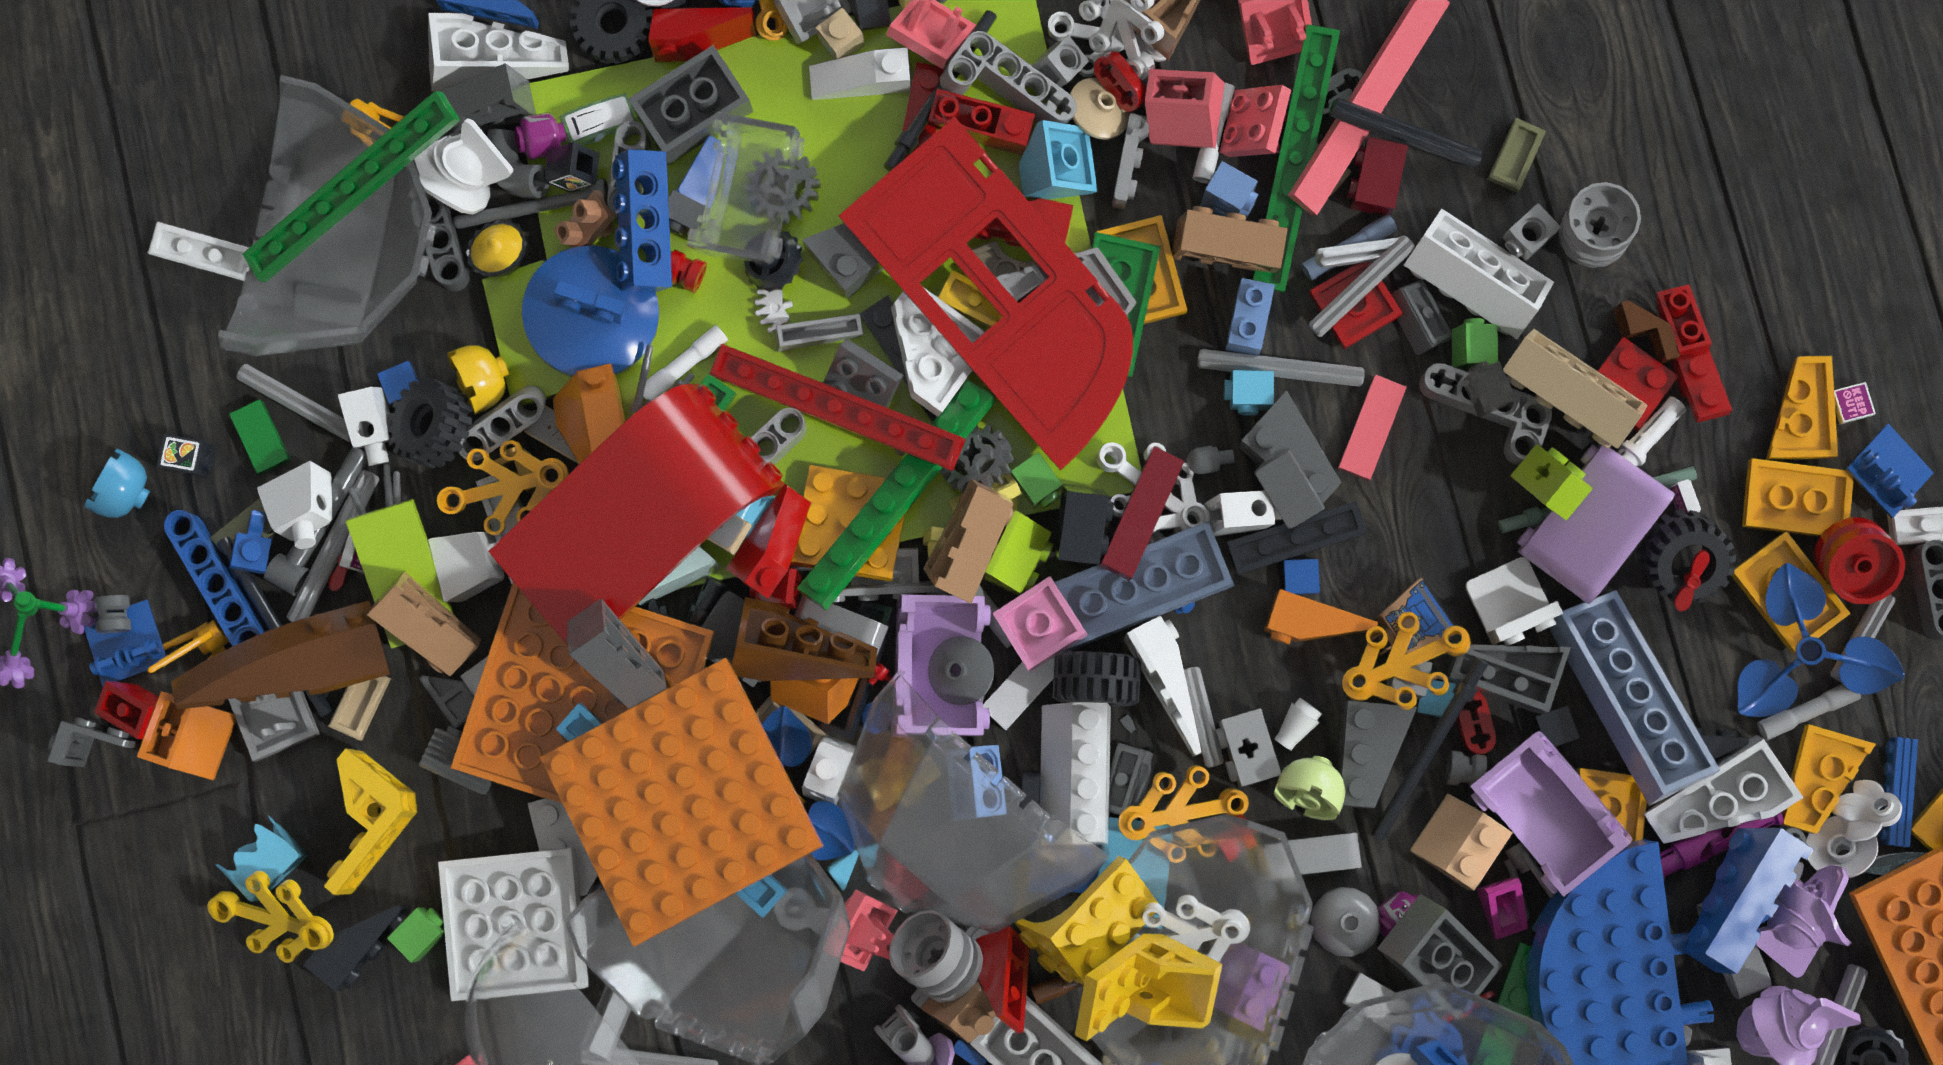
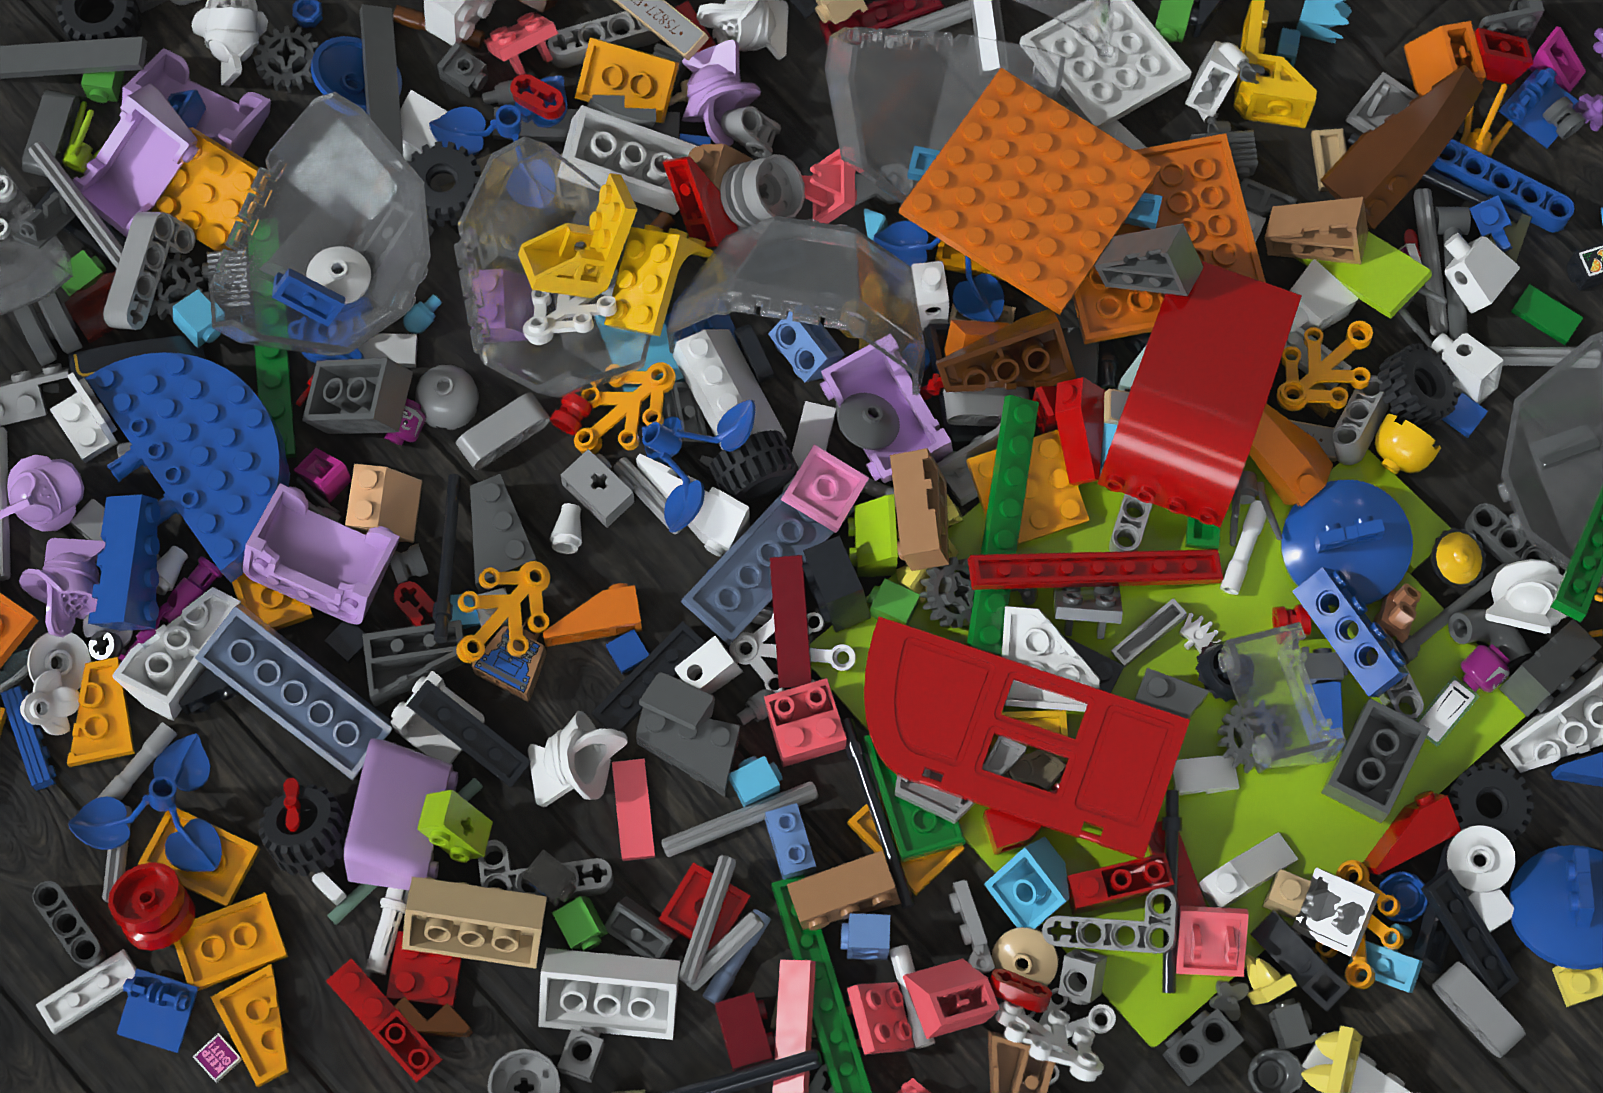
camera: 145 degrees right, 10 degrees down
(75, 680) = (1561, 57): none -> dark pink slope
(328, 839) = (1288, 44): none -> dark azure piece
(422, 835) = (1215, 80): none -> white torso
(571, 167) = (1440, 652): black brick -> none
(846, 176) = (1205, 774): none -> white slope
(1146, 364) = (856, 752): none -> black bar
(1178, 416) = (805, 722): none -> coral slope
(1183, 677) = (665, 441): none -> blue plant
(1313, 786) = (530, 480): yellowish green cylinder -> none
(1324, 1020) = (421, 315): none -> medium azure cylinder
(1409, 493) = (574, 759): none -> white helmet
(1493, 567) = (468, 733): none -> black plate
(1695, 887) = (169, 569): none -> white cone

